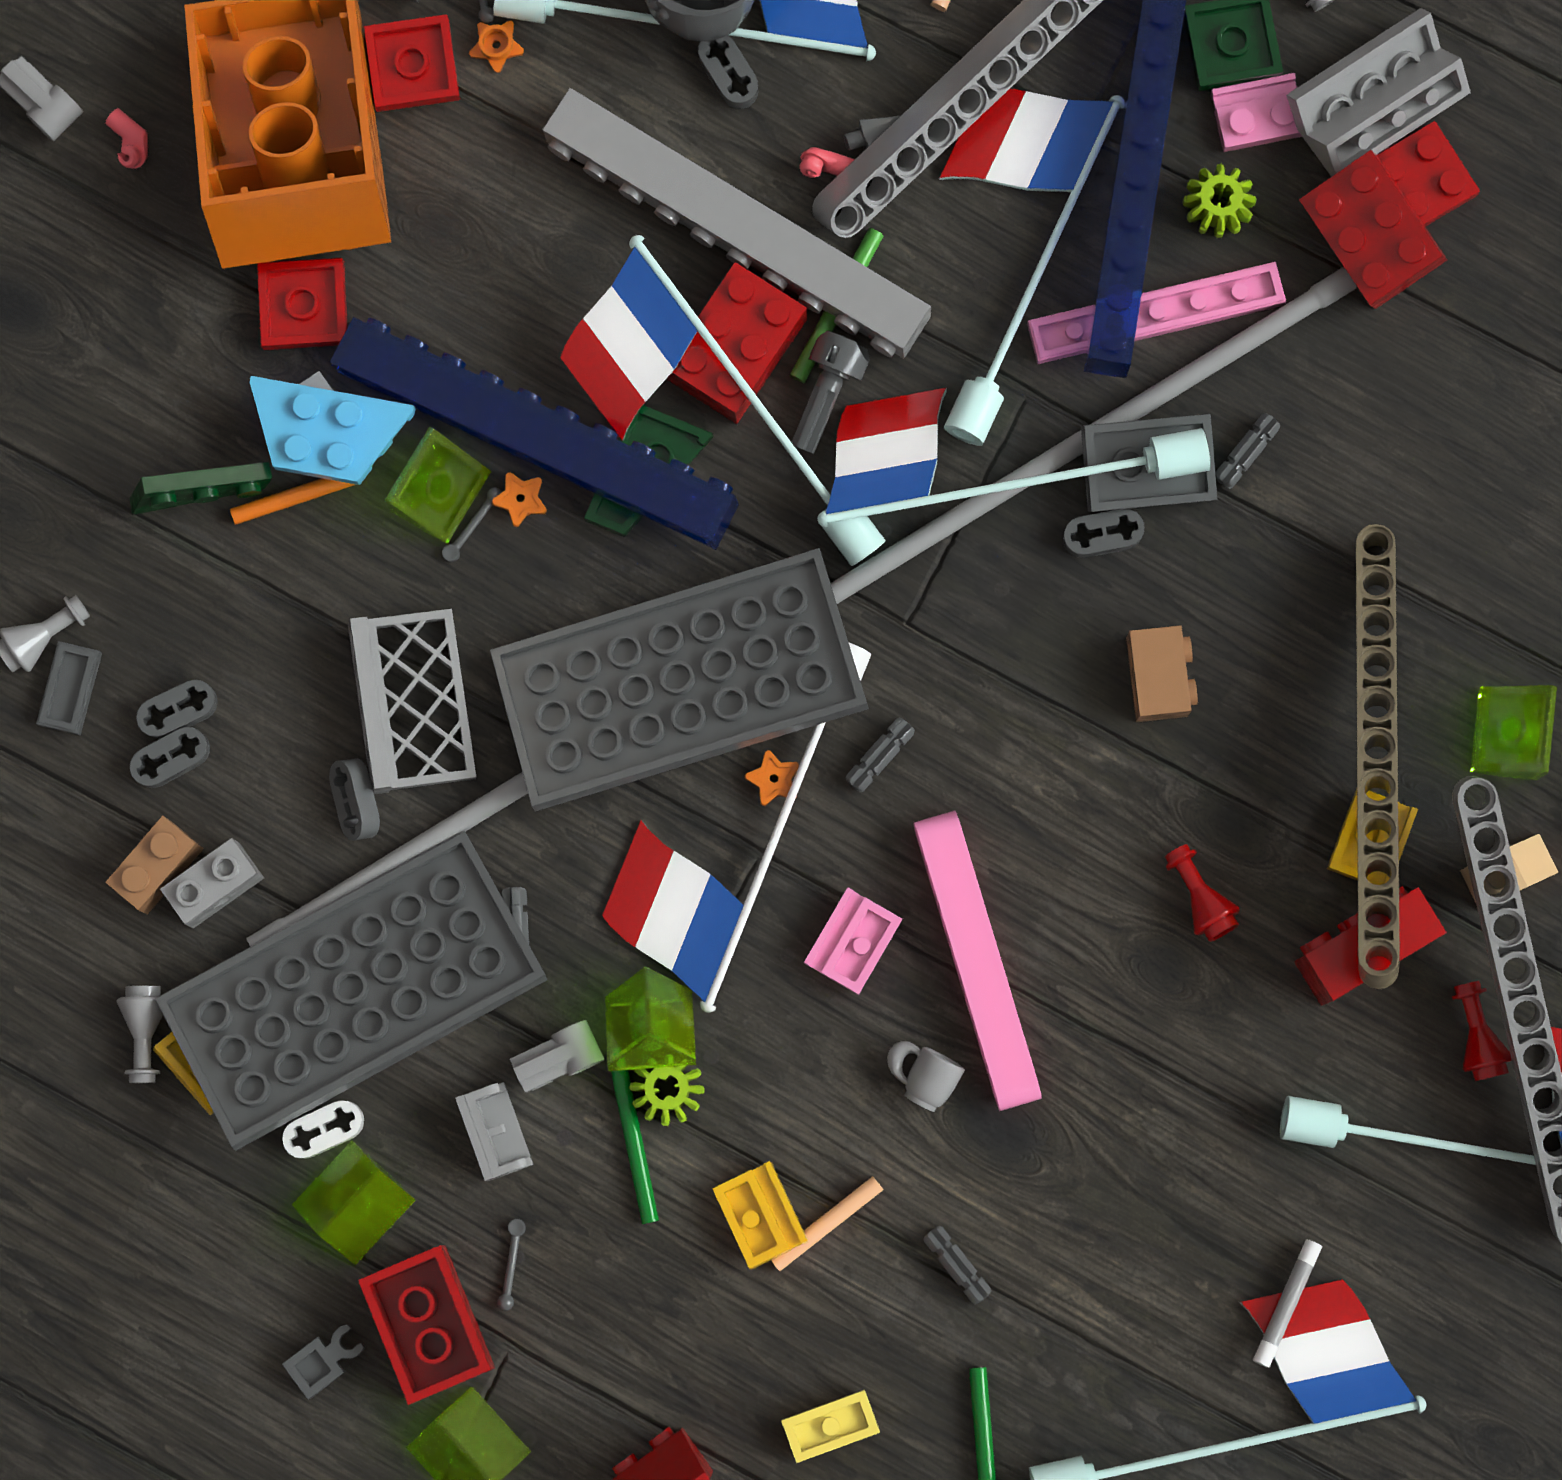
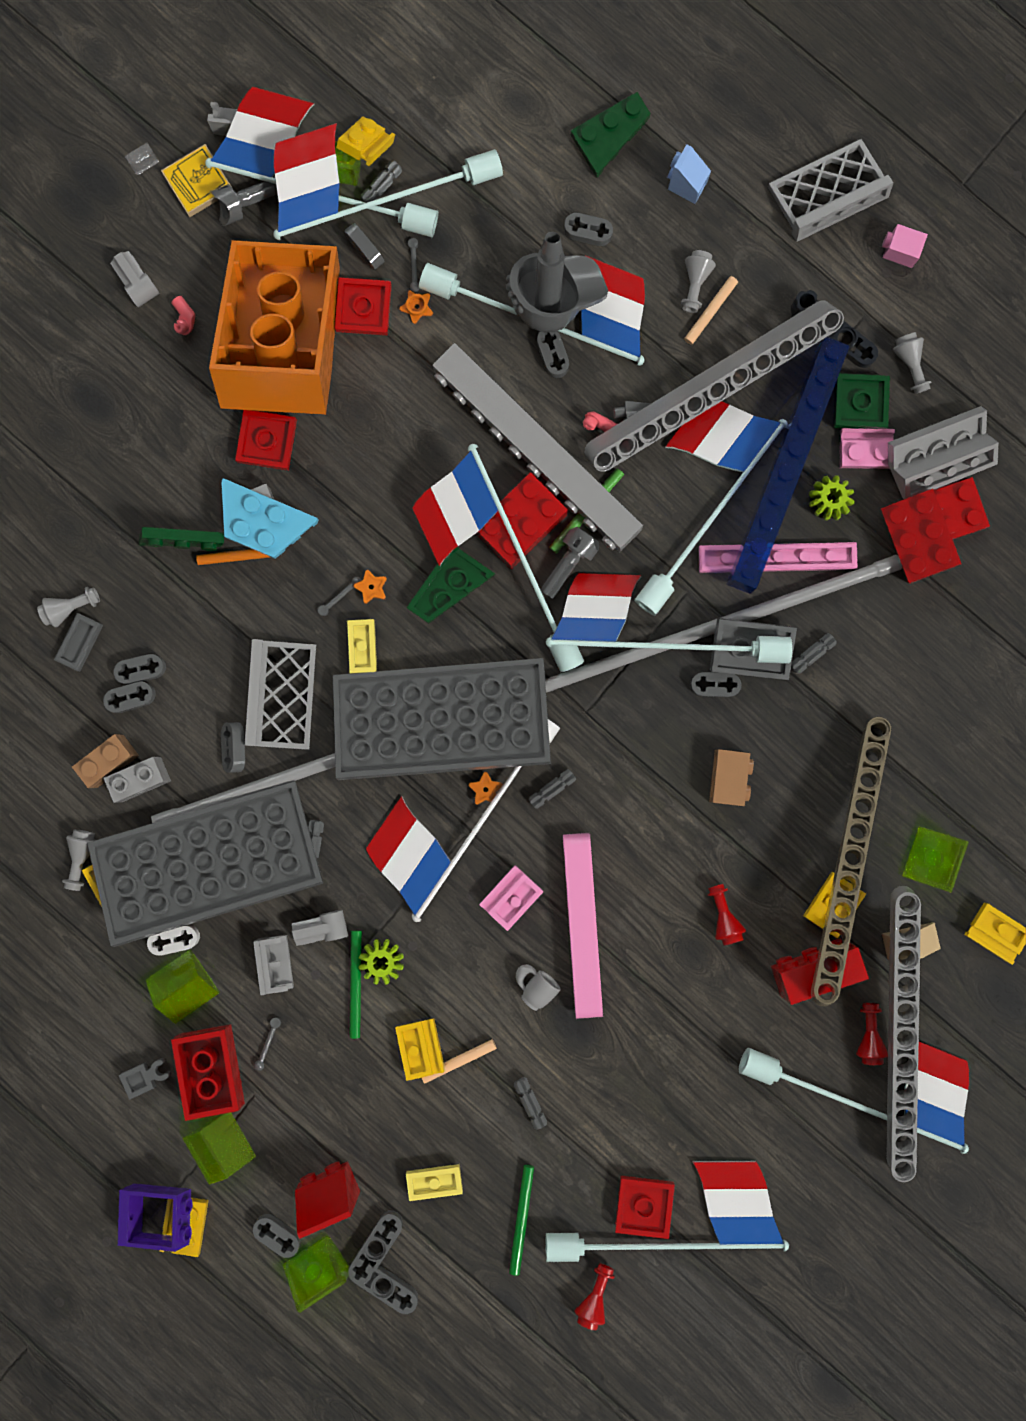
camera: 10 degrees right, 5 degrees up
(437, 486) = (322, 568): clear neon green slope -> none
(526, 594) = (362, 646): none -> light yellow plate
(535, 432) = (387, 550): clear blue brick -> none
(649, 1023) = (379, 922): clear neon green slope -> none
(1178, 1390) = (644, 1207): none -> red plate
(1287, 1303) = (720, 1170): light grey bar -> none

